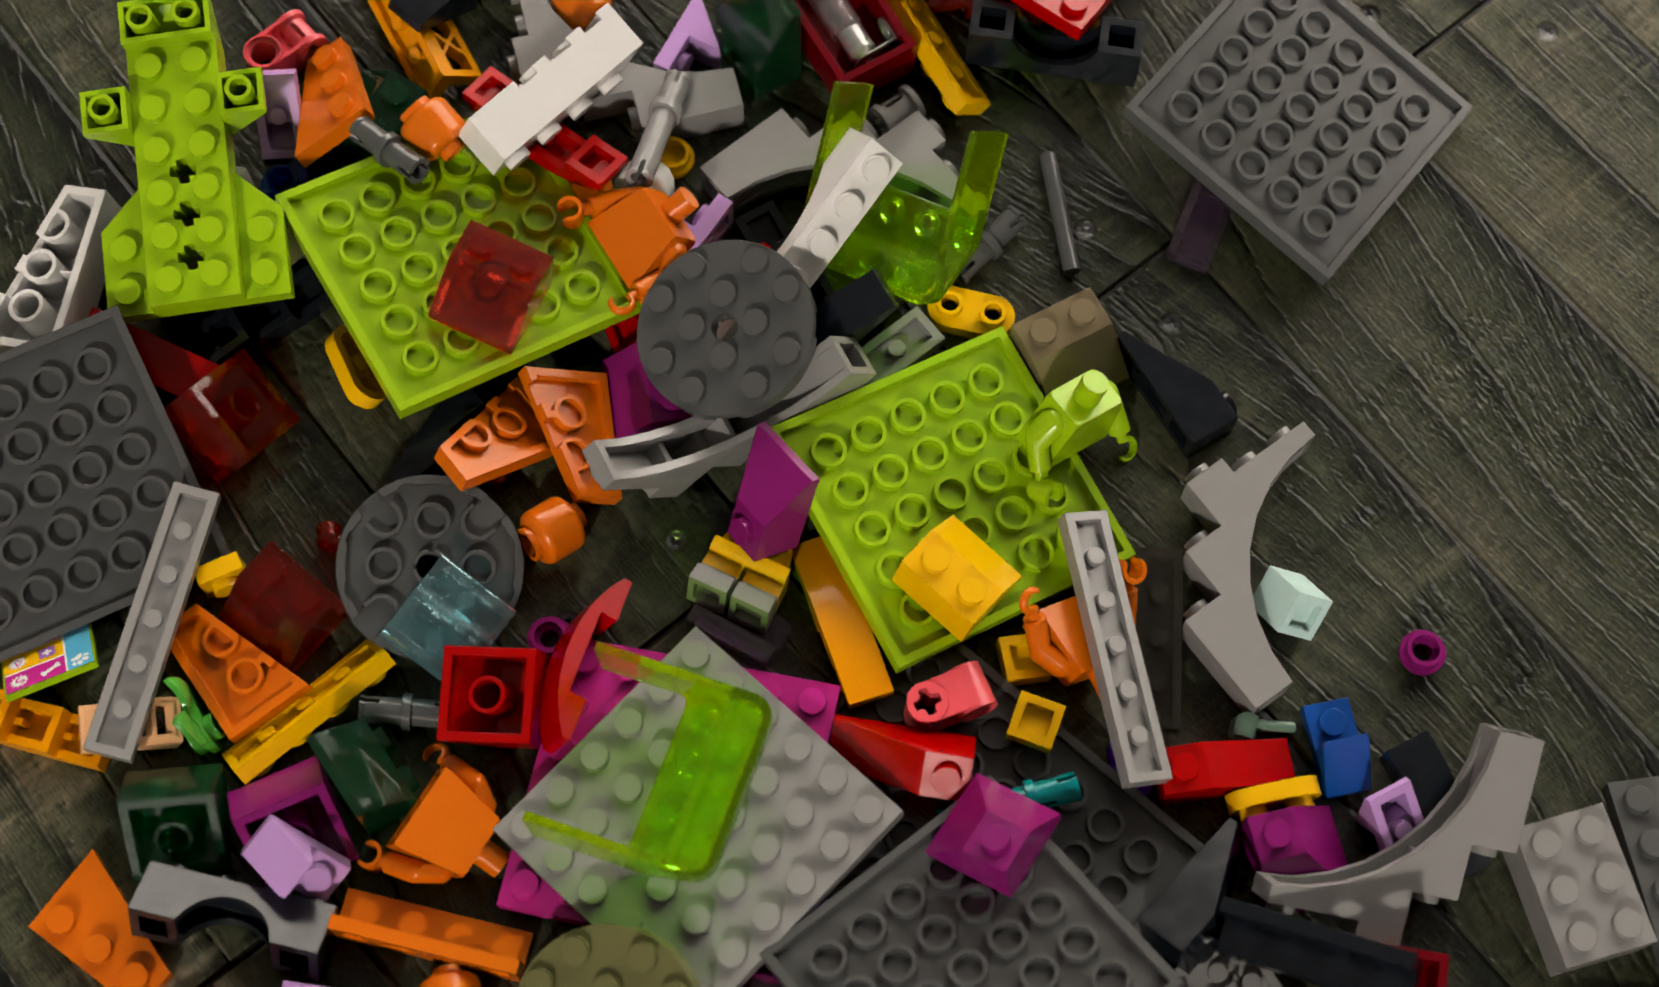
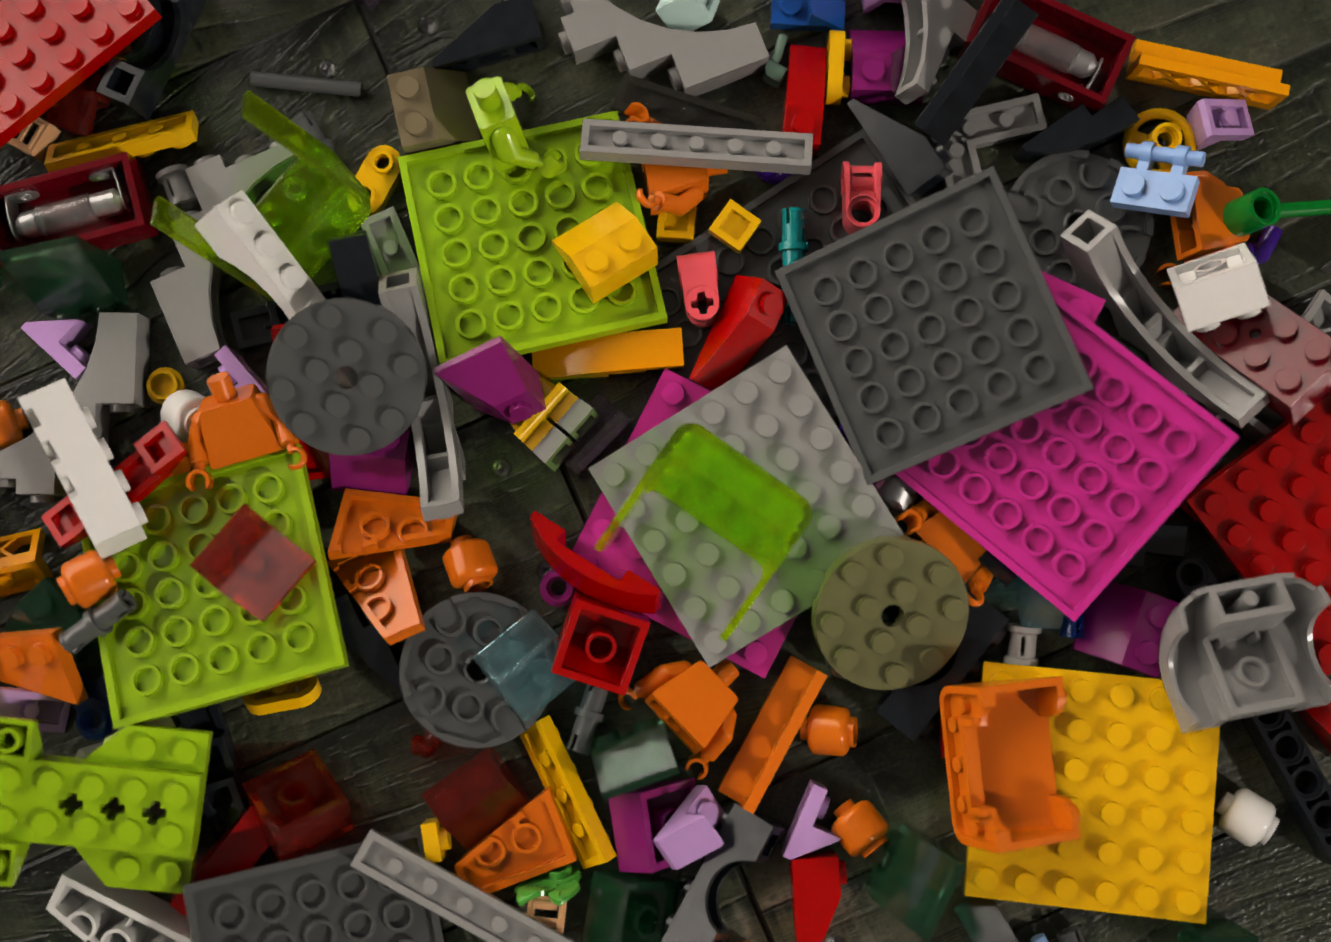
camera: 70 degrees left, 15 degrees up
(664, 114) = (130, 380): light grey pin -> none
(993, 834) = (827, 280): magenta slope -> none
(1127, 860) = (860, 191): none -> coral piece

